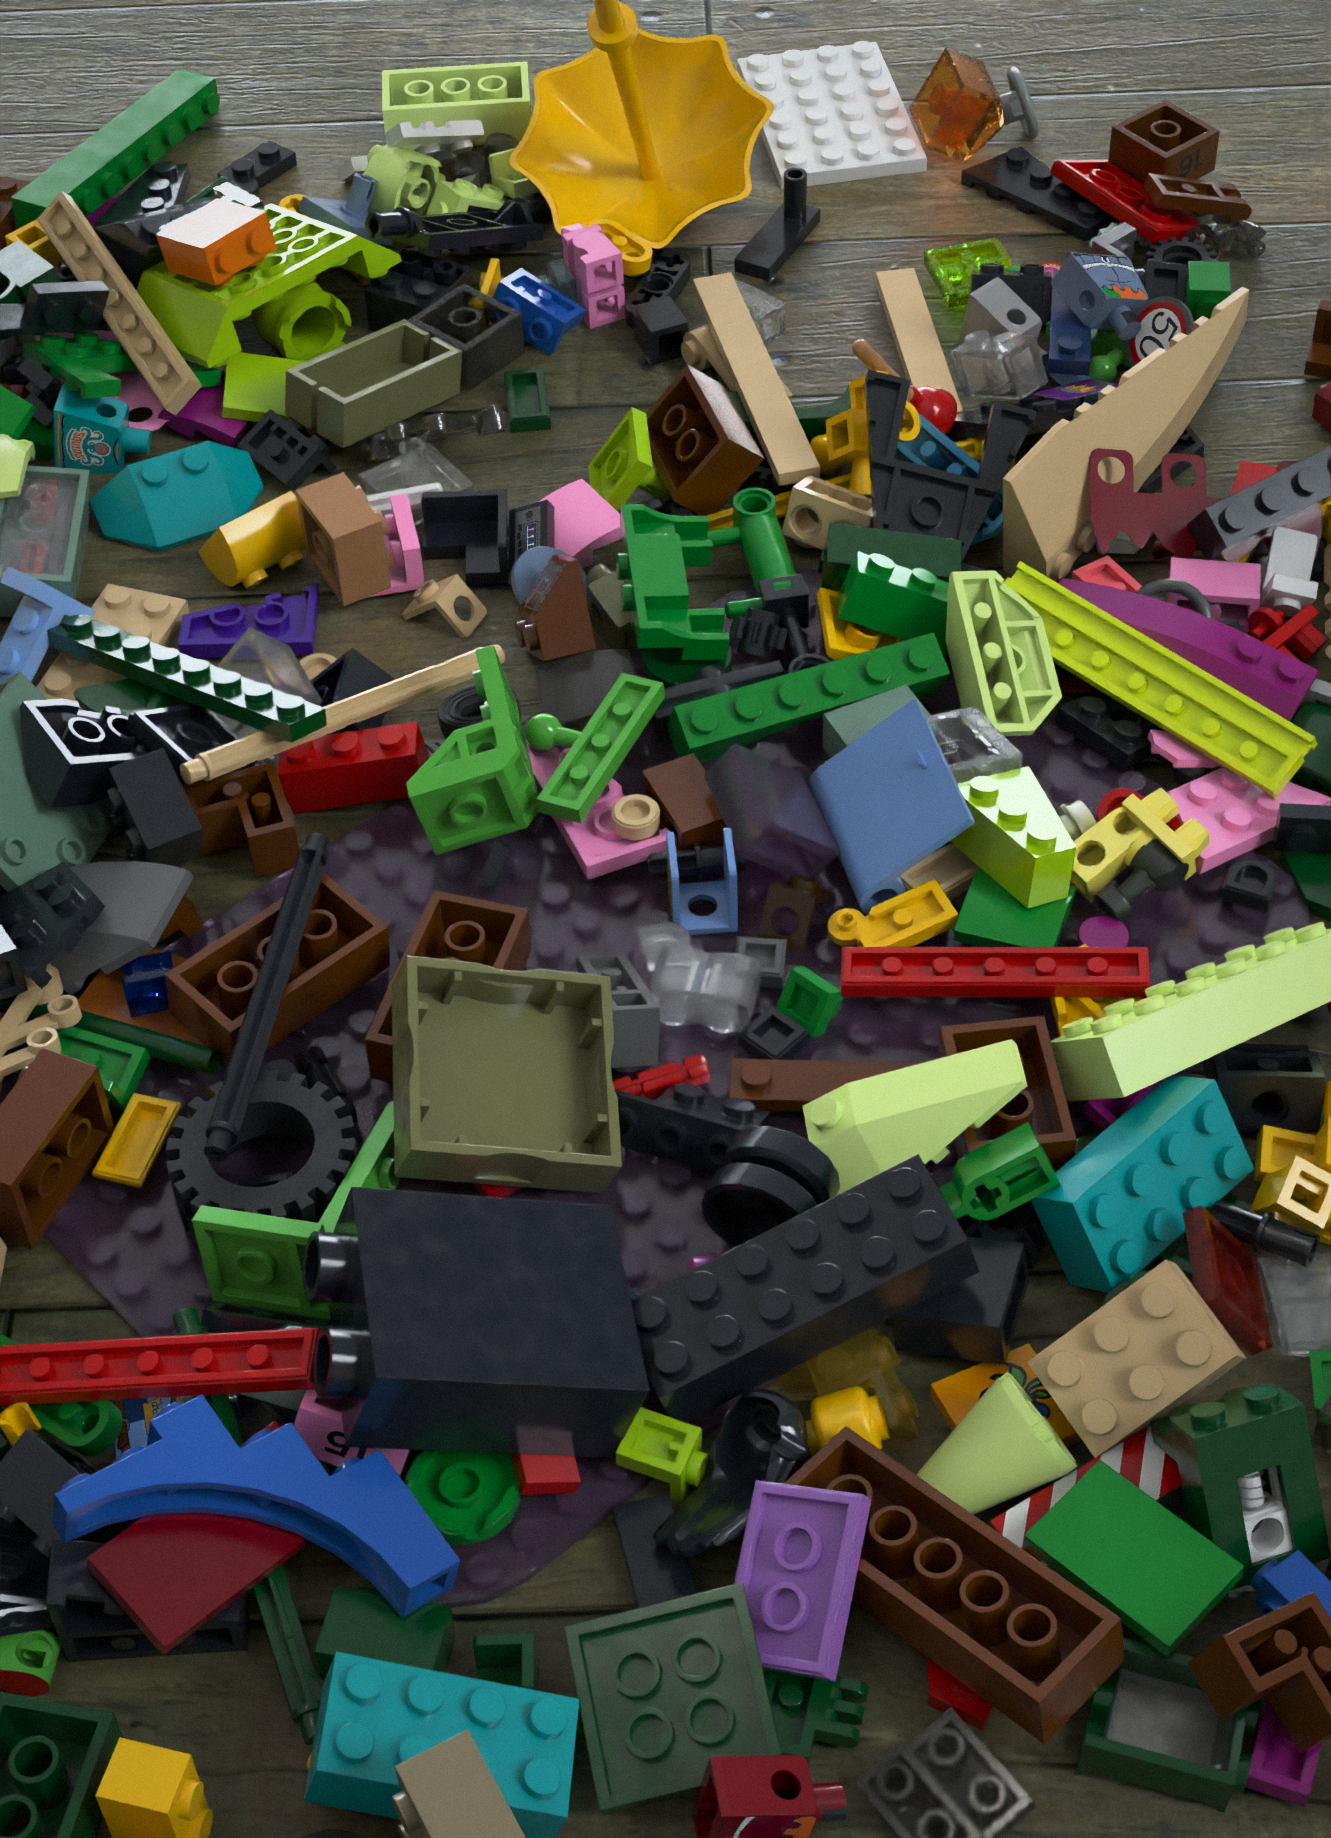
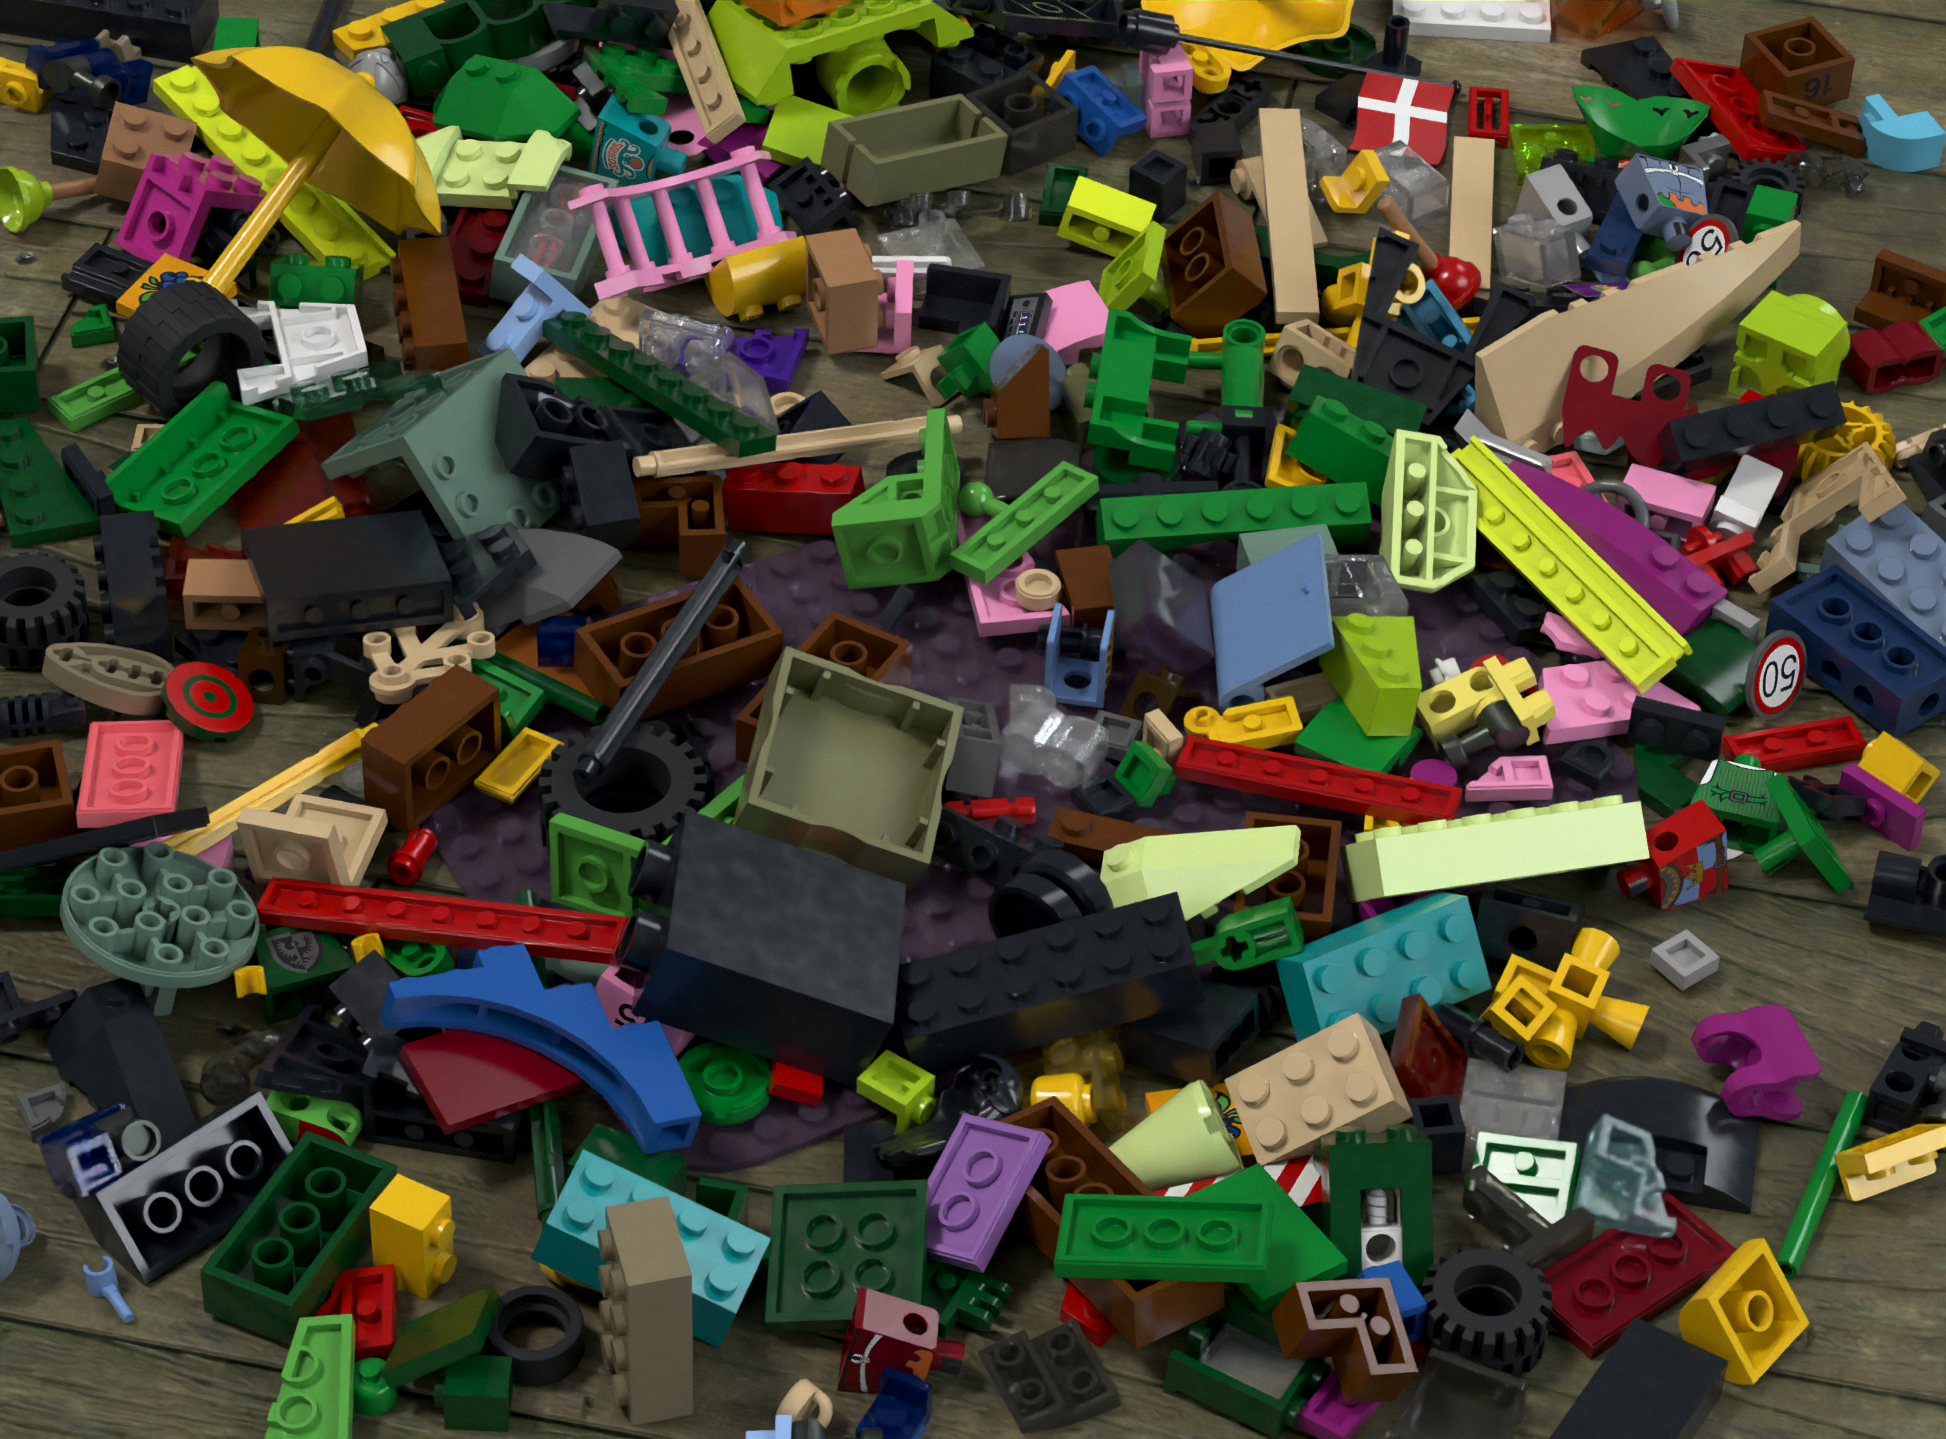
camera: 10 degrees right, 5 degrees down
(39, 1288) = (407, 864): none -> red pin
(174, 544) = (682, 265): none -> bright pink fence
(197, 627) = (682, 342): none -> clear plate
(488, 586) = (968, 362): none -> green brick
(576, 413) = (1104, 217): none -> neon yellow brick
(616, 372) = (1161, 182): none -> black panel
(740, 219) = (1351, 48): none -> dark green tile
(805, 334) = (1357, 186): none -> yellow bracket
(816, 260) = (1387, 105): none -> flag
(816, 955) = (1162, 736): none -> tan tile
(839, 318) = (1414, 184): none -> clear brick
(916, 261) = (1487, 133): none -> red tile
(1008, 556) = (1502, 448): none -> light grey piece
(1041, 236) = (1635, 125): none -> green piece
(1046, 1605) = (1164, 1238): none -> green tile
(1183, 920) = (1512, 780): none -> bright pink tile
(1269, 1360) = (1443, 1124): none -> black brick
(1273, 413) = (1788, 345): none -> lime piece
(1279, 199) = (1900, 142): none -> medium azure brick

